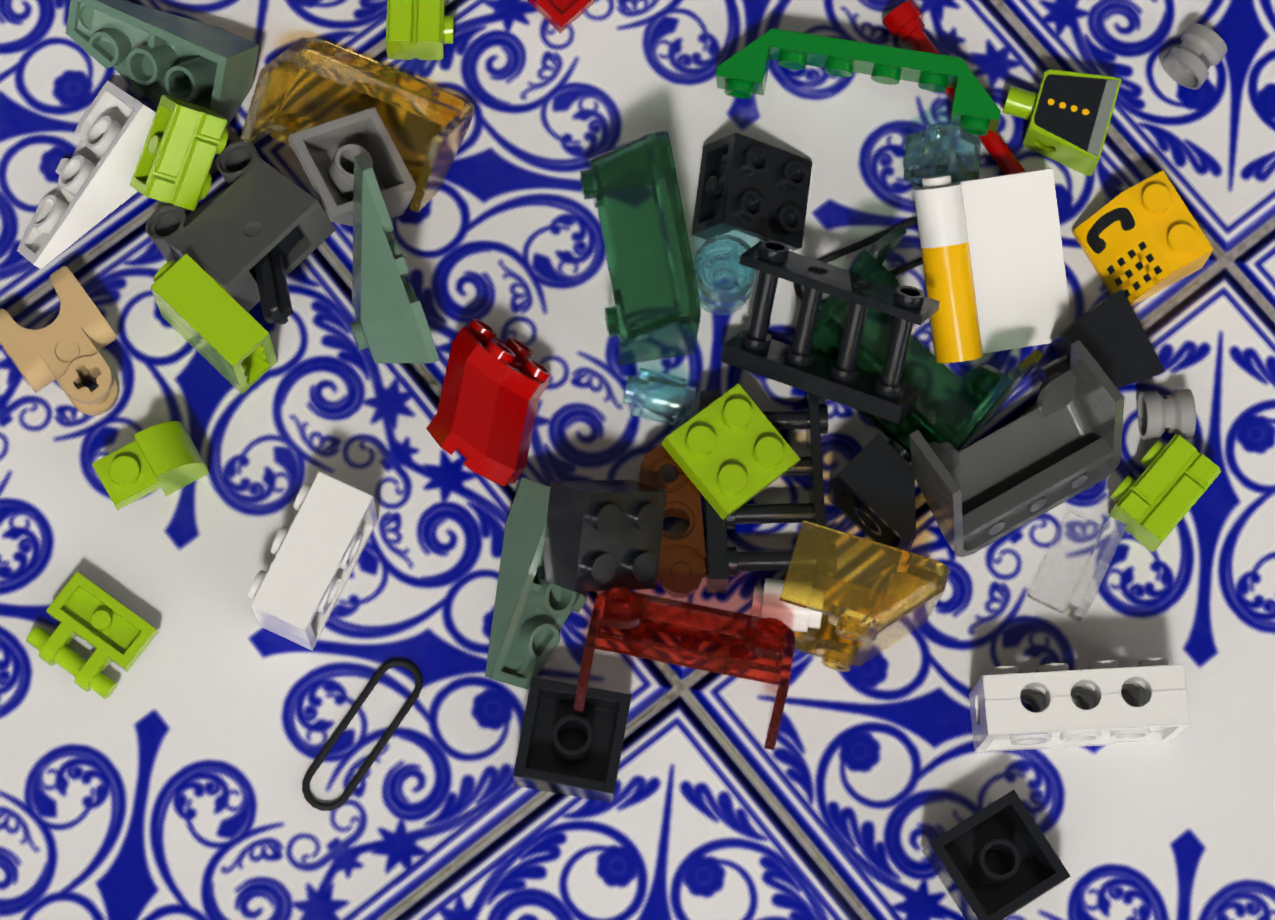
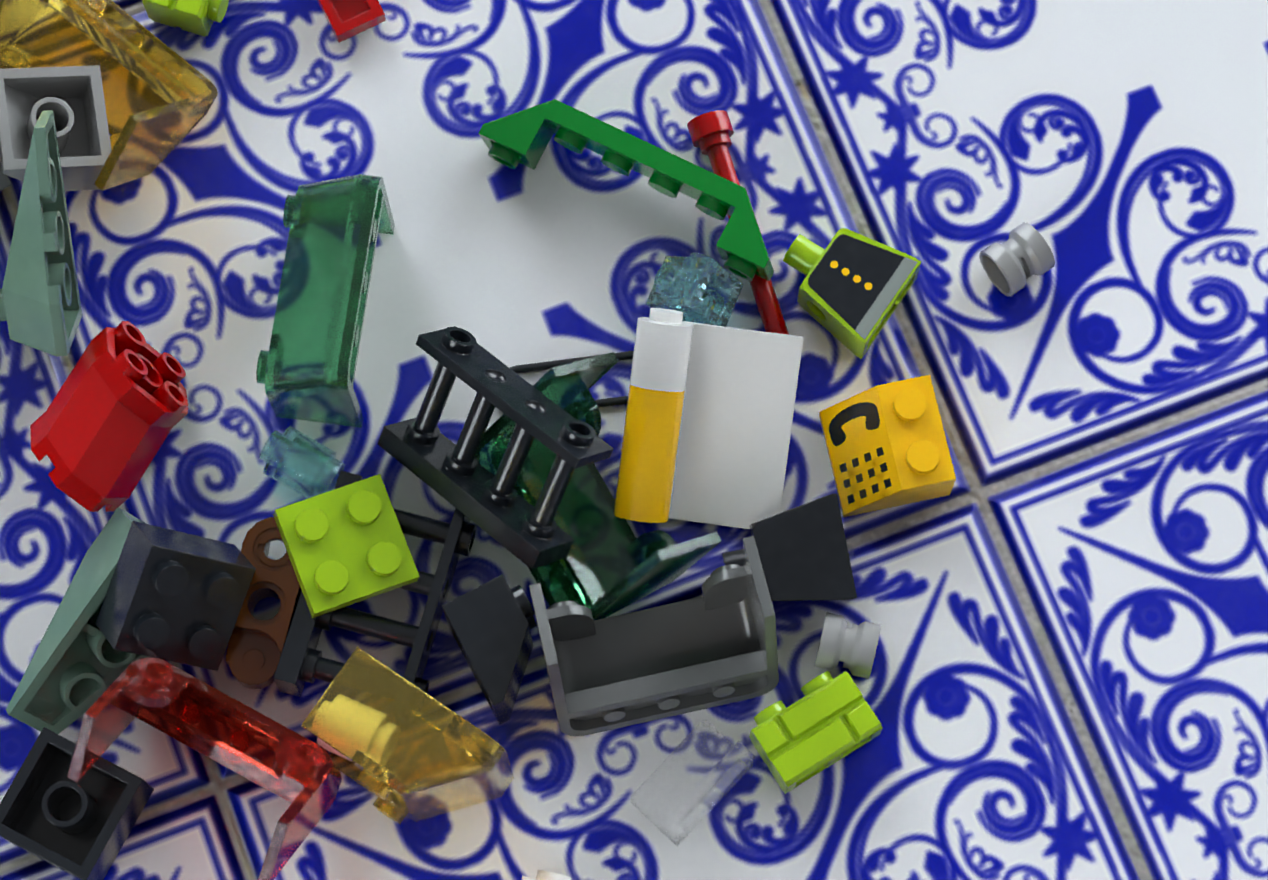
camera: 25 degrees right, 0 degrees up
(720, 279) = (402, 361): clear light blue wheel -> none
(752, 191) = (482, 272): black bracket -> none

